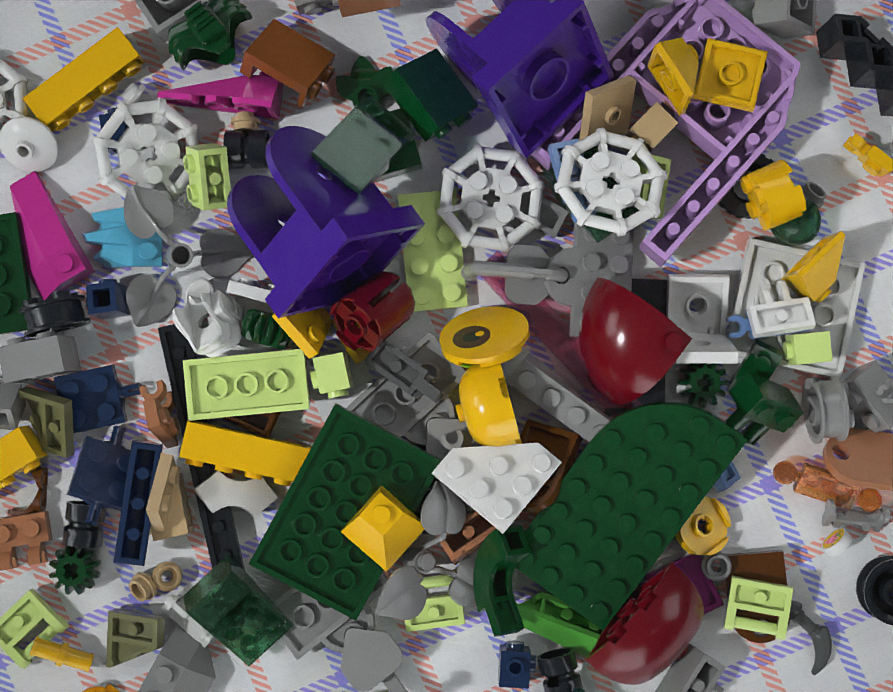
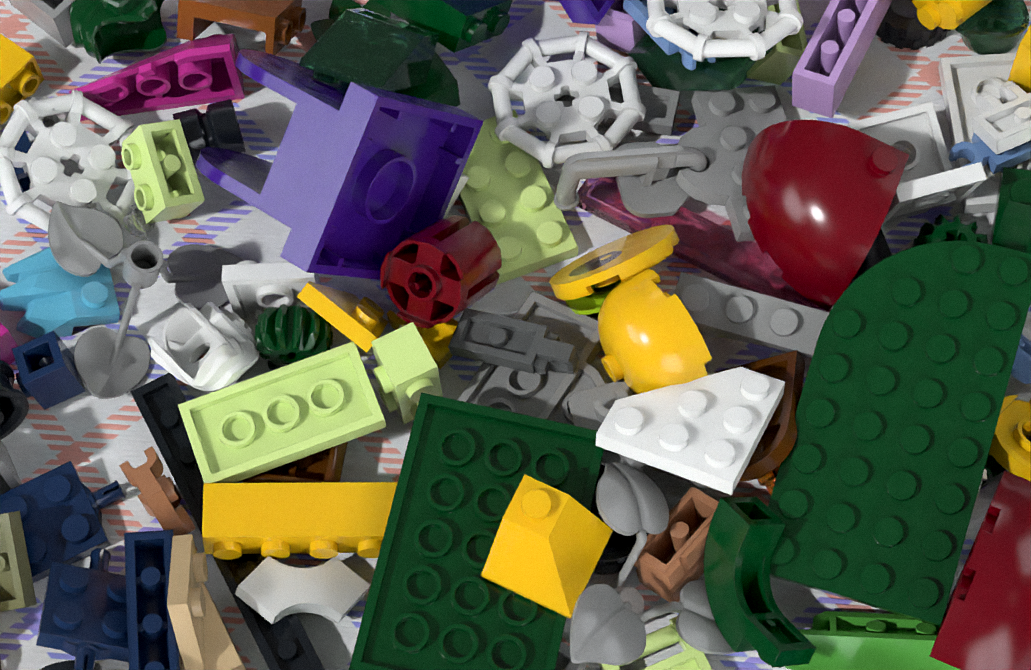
camera: 10 degrees left, 25 degrees down
(245, 121) = (197, 98): tan plate -> none

